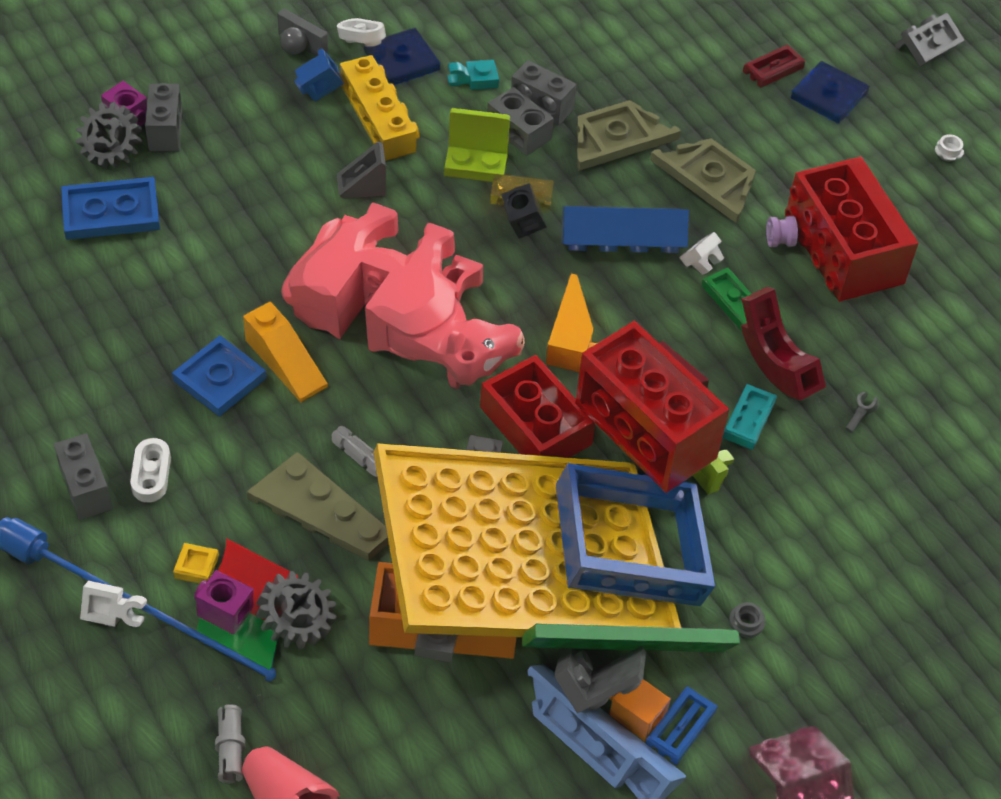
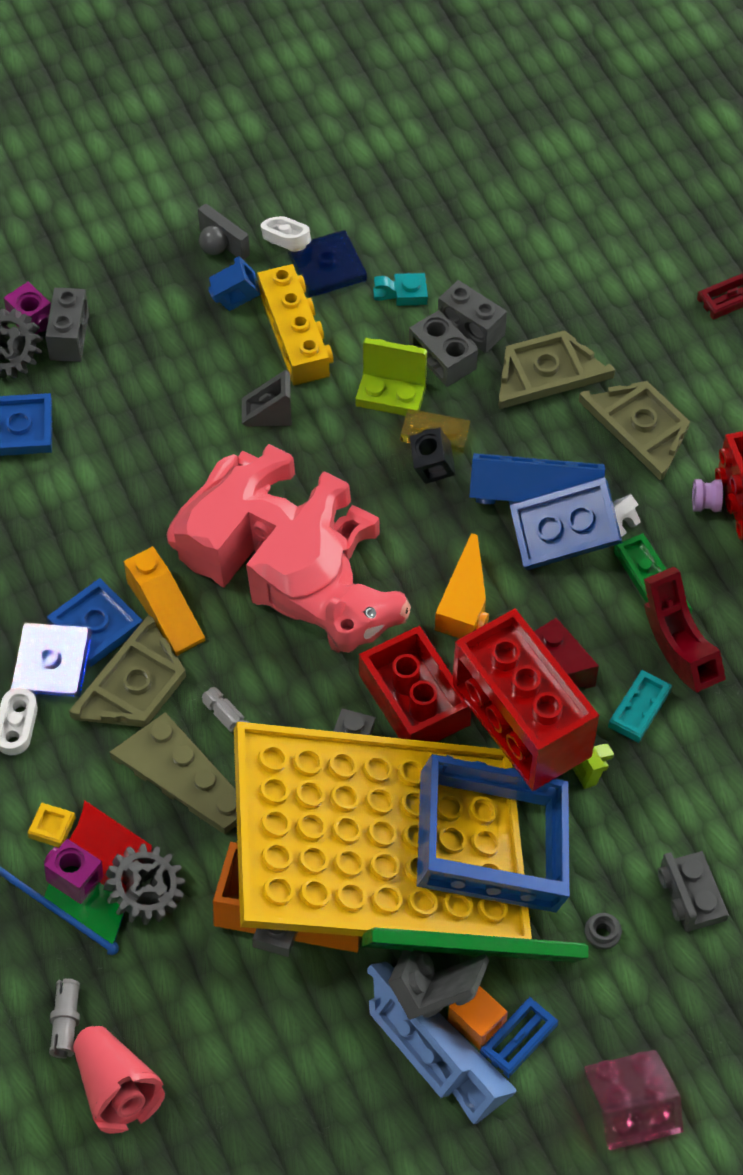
camera: 10 degrees right, 5 degrees up
(182, 410) = (52, 659): none -> plate
(262, 427) = (133, 681): none -> olive wing
(657, 261) = (565, 524): none -> plate
(825, 577) = (693, 891): none -> dark grey bracket

